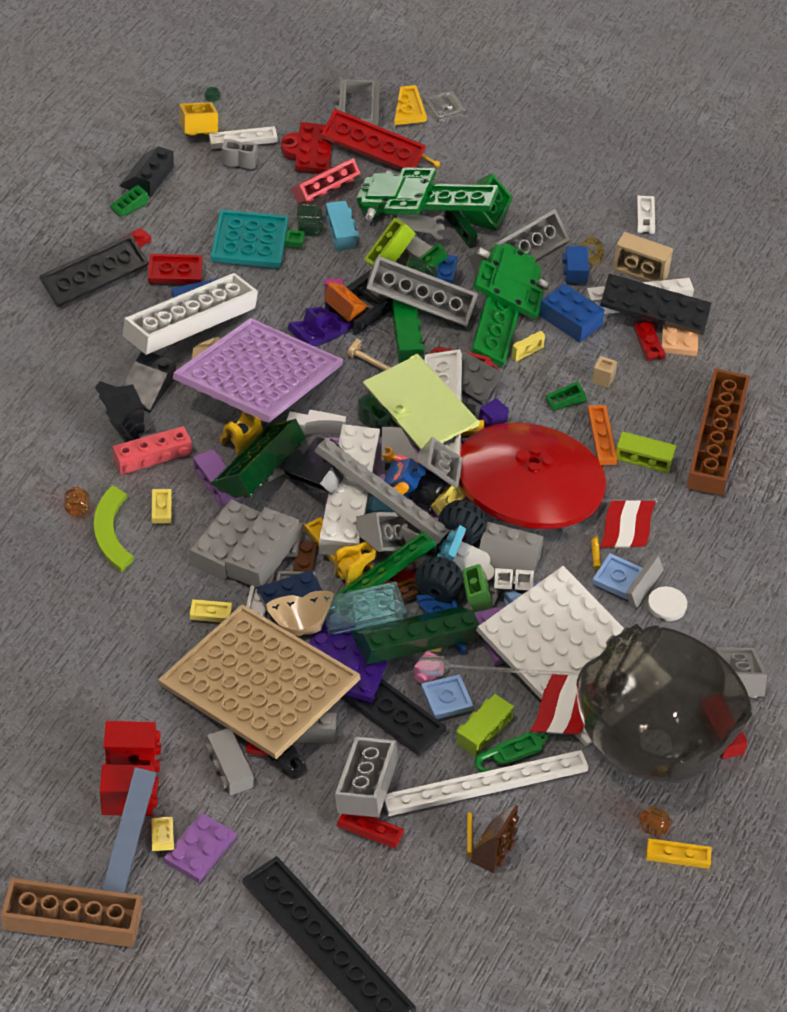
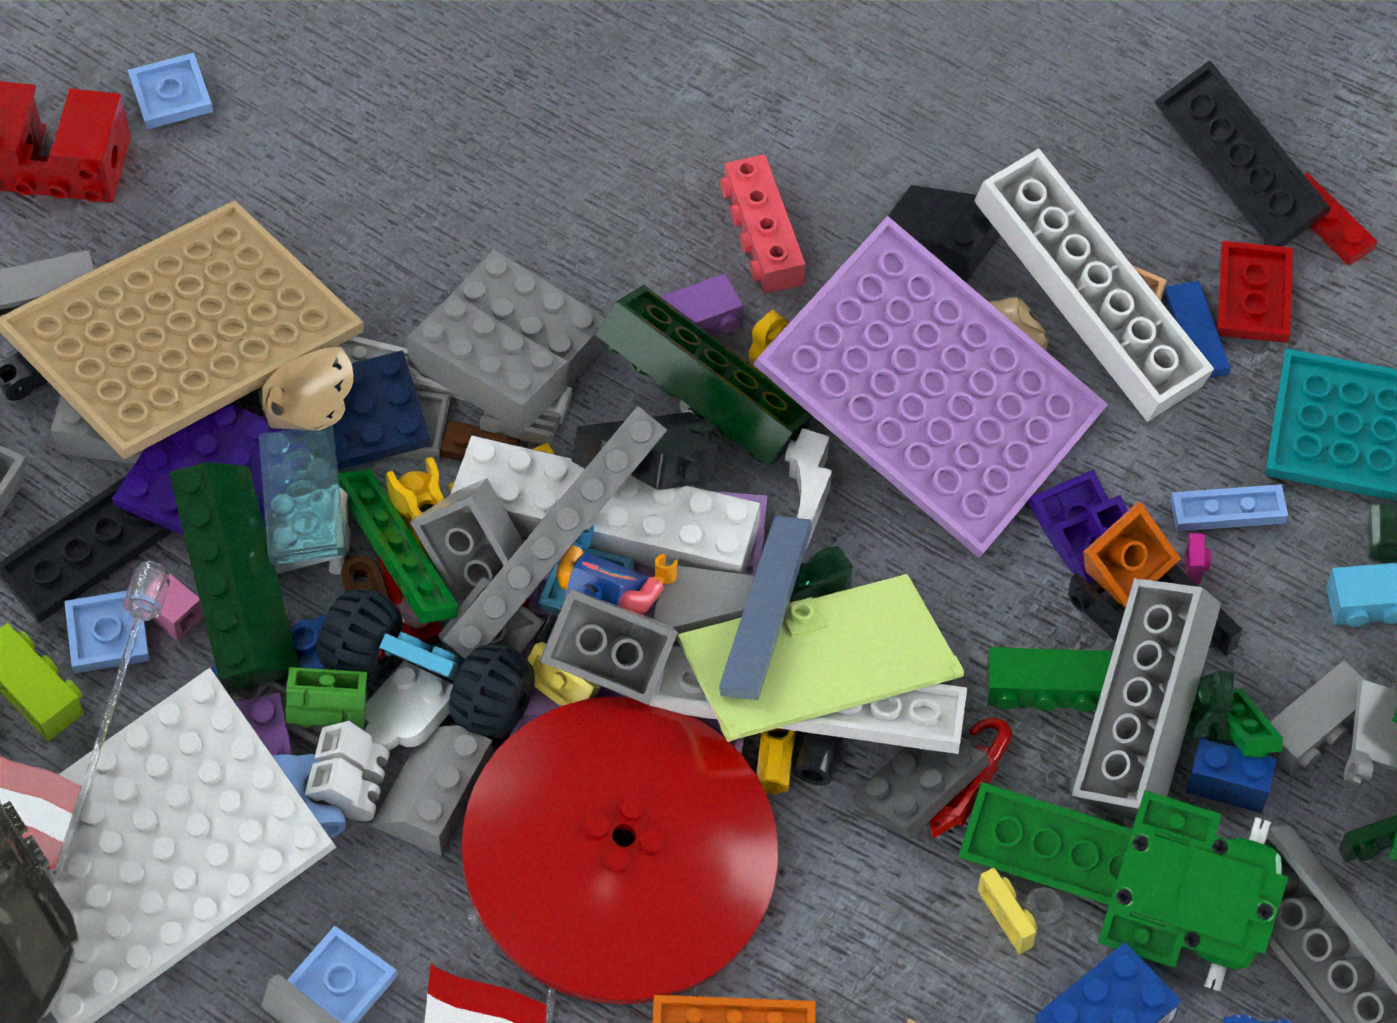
camera: 100 degrees right, 10 degrees up
(76, 501) = (648, 105): clear orange head -> none
(77, 724) = (170, 91): none -> light blue plate
(104, 529) = (588, 150): lime tile -> none
(123, 409) = (847, 170): black slope -> none
(161, 505) = (628, 231): light yellow plate -> none
(210, 610) = (373, 286): light yellow plate -> none
(294, 238) = (1348, 505): green plate -> none
(302, 278) = (1229, 507): none -> light blue plate
(355, 350) = (1009, 579): tan piece -> none
(391, 242) = (1292, 656): lime brick -> none
(402, 417) = (765, 608): none -> sand blue tile
(493, 413) = (807, 810): dark purple brick -> none
(571, 389) = (861, 994): green slope -> none
(596, 553) = (415, 953): yellow wheel -> none

